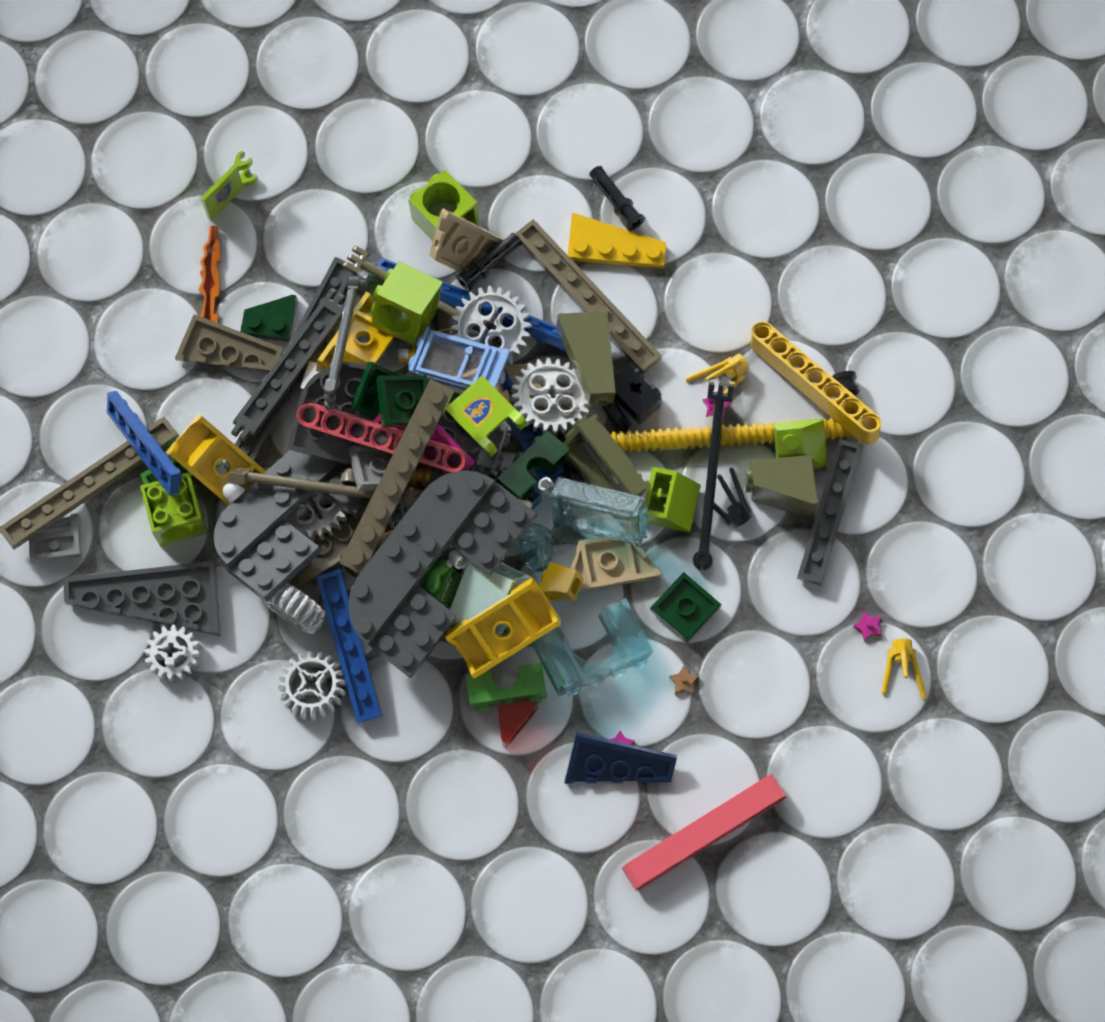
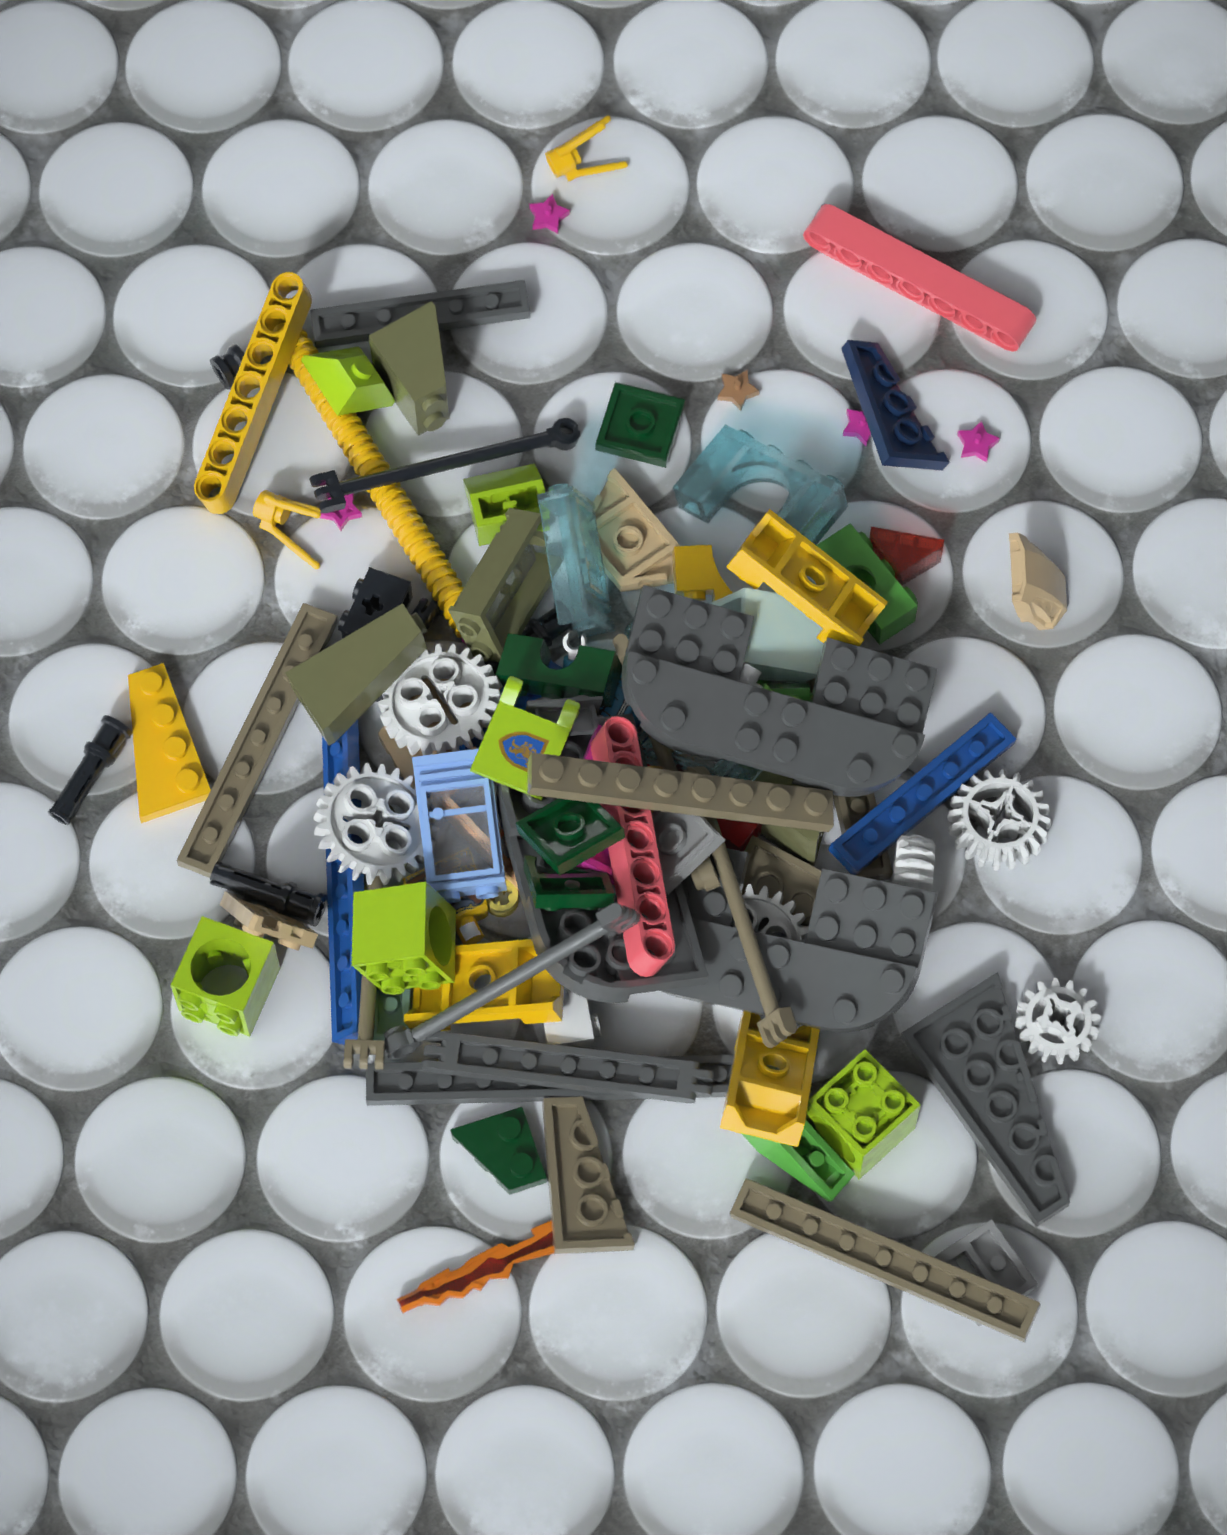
camera: 120 degrees left, 5 degrees down
(143, 443) = (796, 1193): blue plate -> none
(228, 186) = (331, 1301): lime flag -> none
(232, 491) = (806, 1032): white hinge -> none
(449, 785) = (1036, 584): none -> tan slope
(571, 810) = (977, 442): none -> dark pink piece
(738, 512) = (476, 419): black plant -> none

